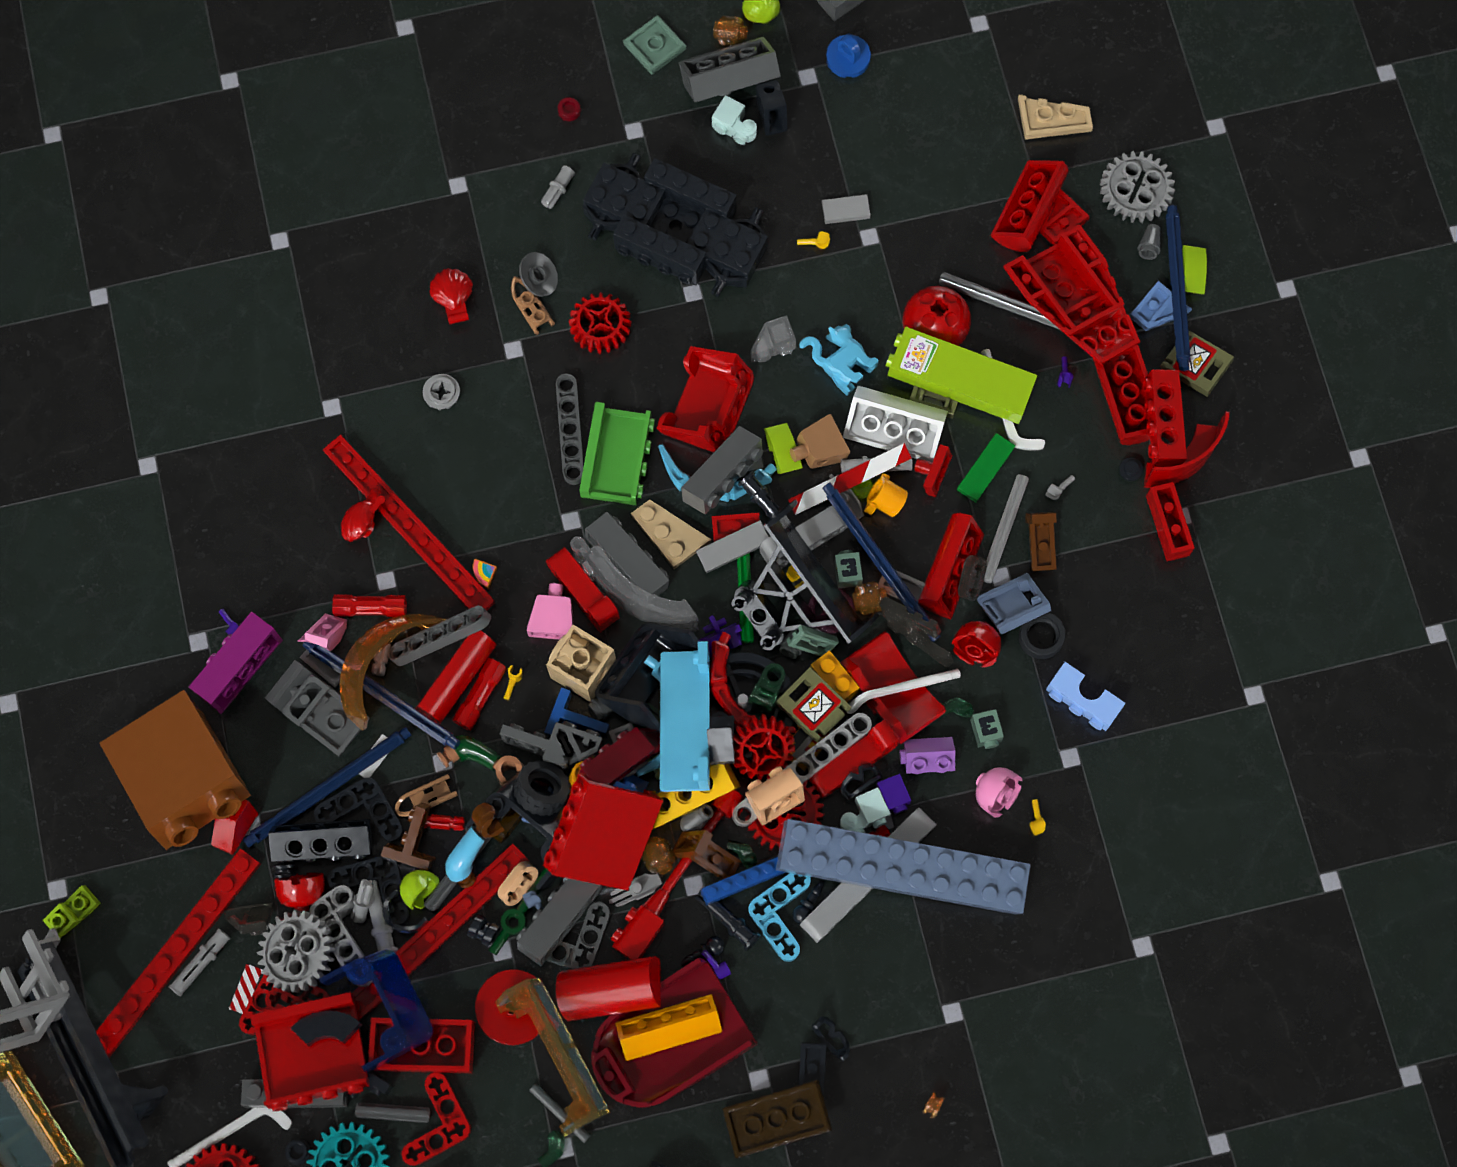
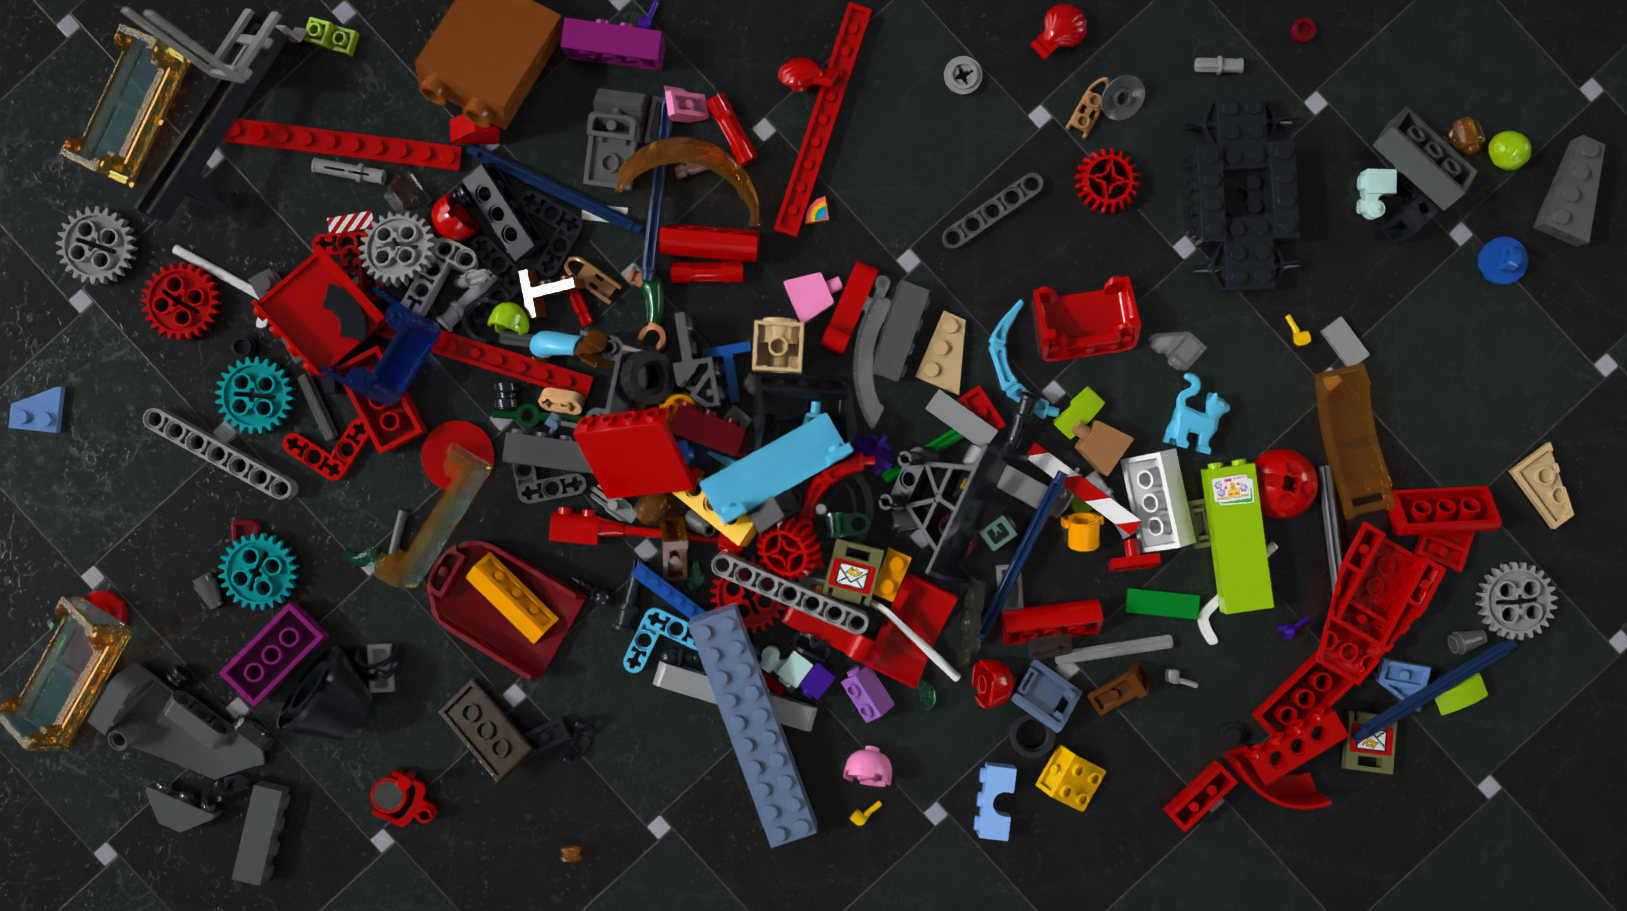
camera: 65 degrees right, 15 degrees up
(448, 636) = (736, 217): dark grey beam -> none
(512, 681) = (735, 293): yellow hand -> none
(609, 988) = (513, 531): red brick -> none
(616, 455) = (991, 267): bright green panel -> none
(654, 44) = (1414, 72): sand green tile -> none
(720, 969) = (585, 613): dark purple hand -> none
(722, 470) = (1026, 371): dark grey brick -> none
(775, 795) = (749, 584): light nougat brick -> none
(814, 638) = (912, 538): sand green tile -> none
(867, 597) = (981, 565): clear orange head -> none
(929, 244) = (1352, 439): none -> clear orange windscreen
(987, 729) = (919, 730): sand green brick -> none
(1097, 623) = (1070, 778): none -> yellow bracket

